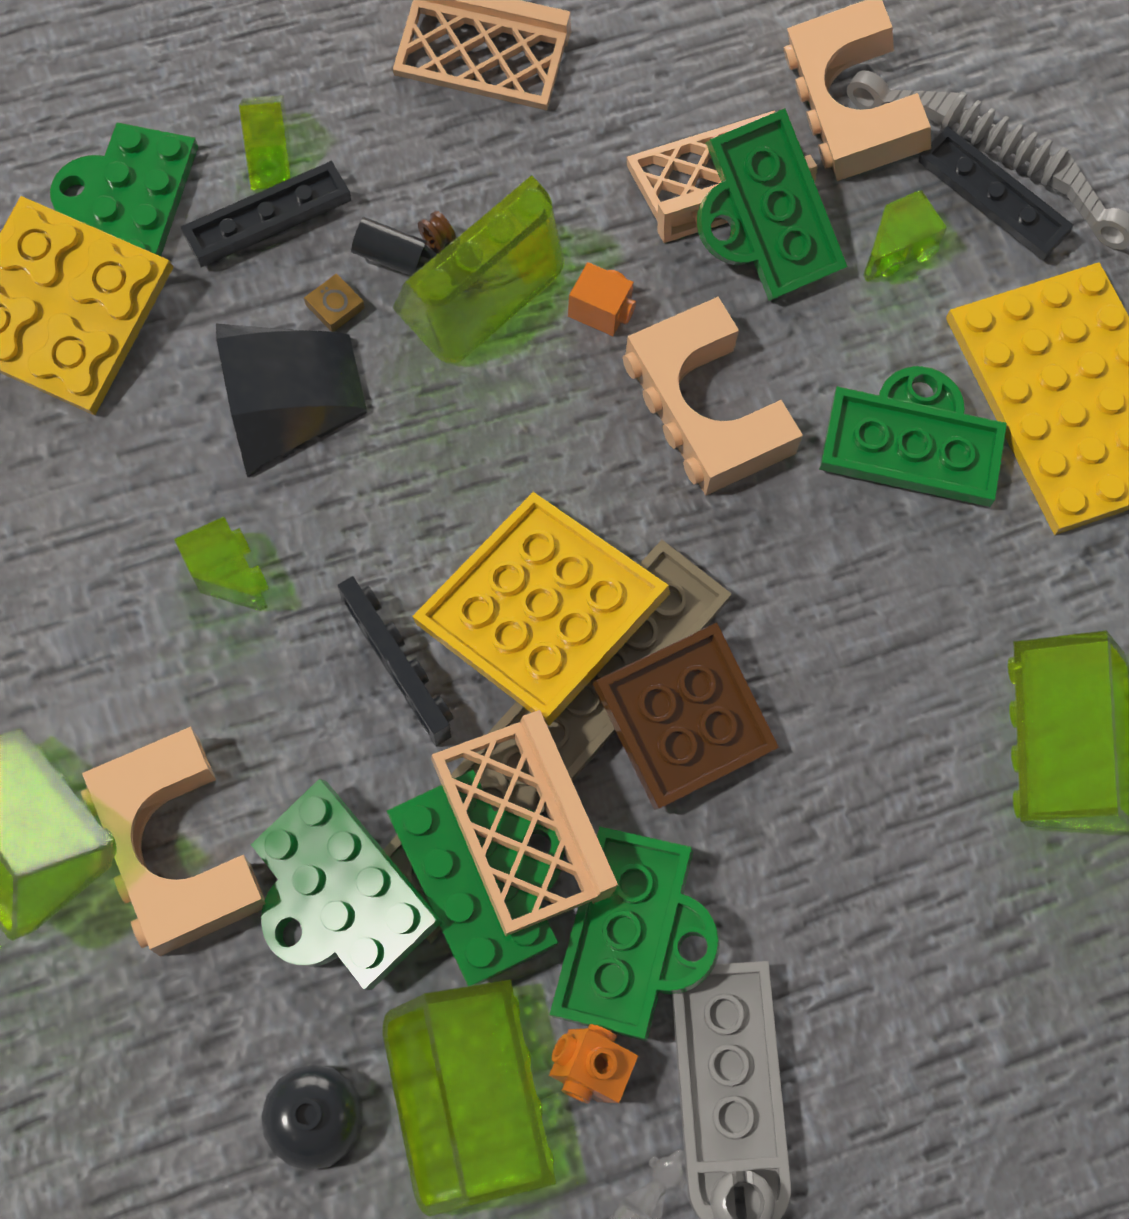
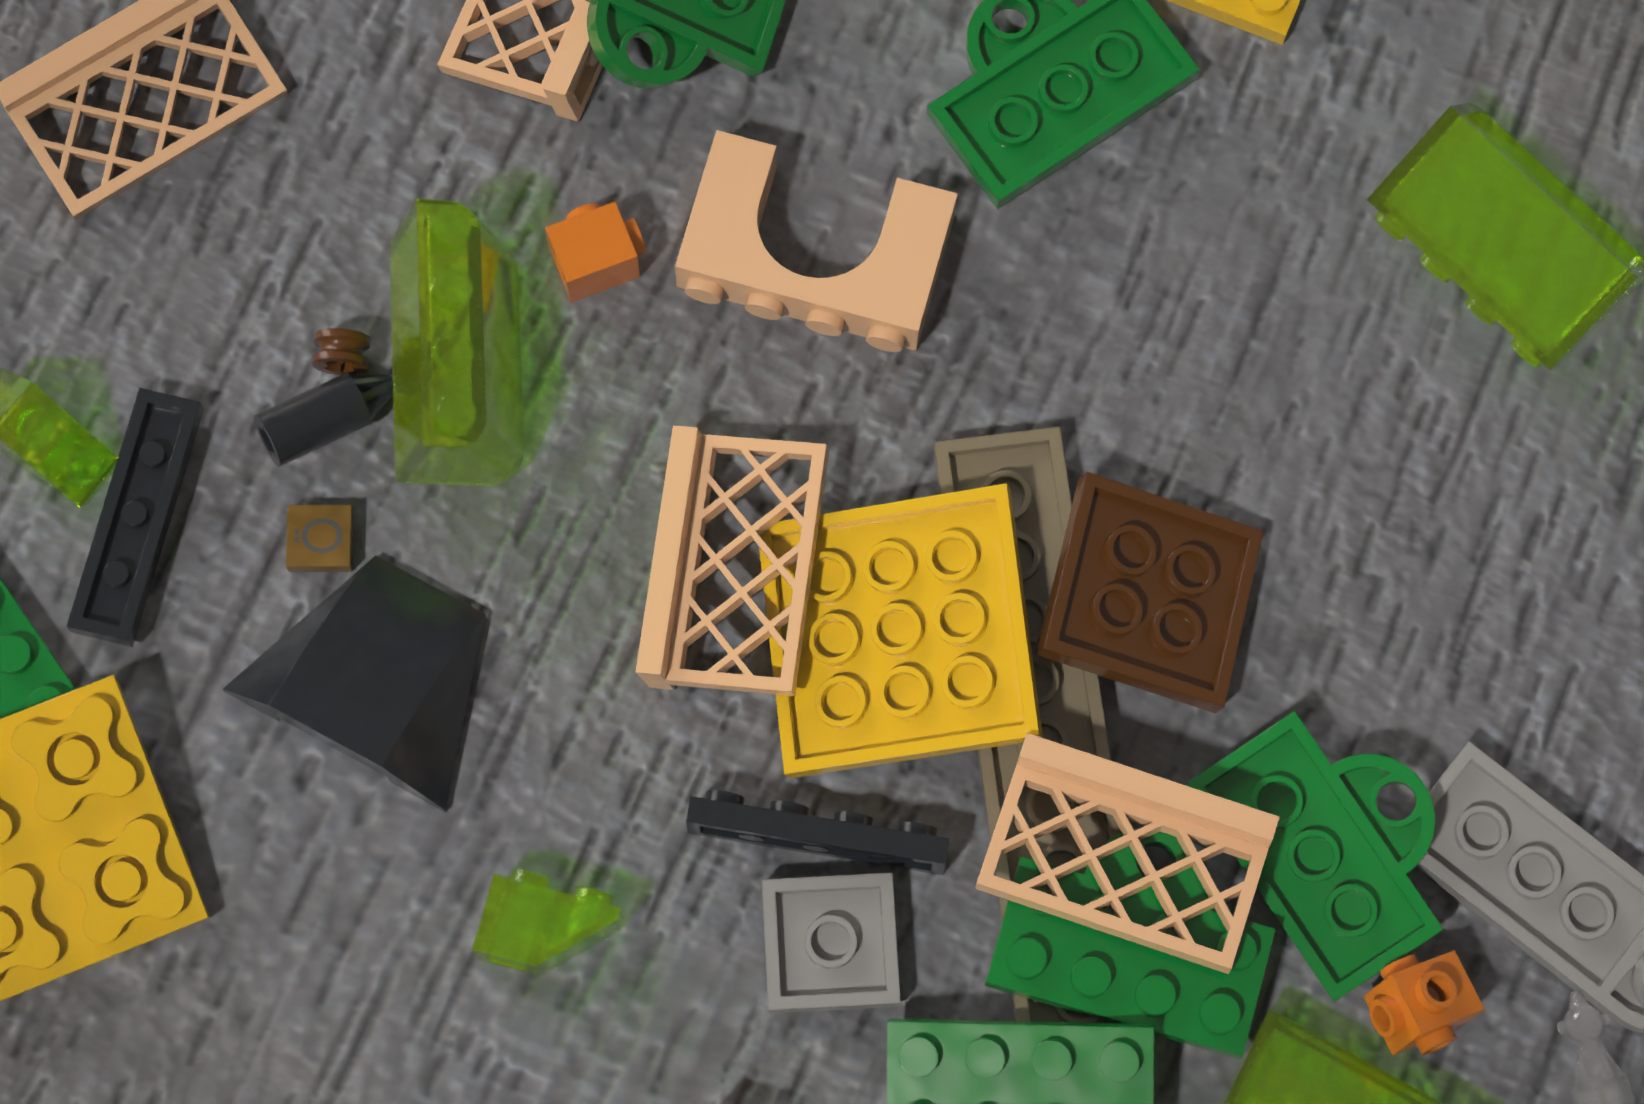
camera: 45 degrees left, 5 degrees up
(342, 717) = (830, 943): none -> light grey plate
(476, 470) = (678, 557): none -> light nougat fence

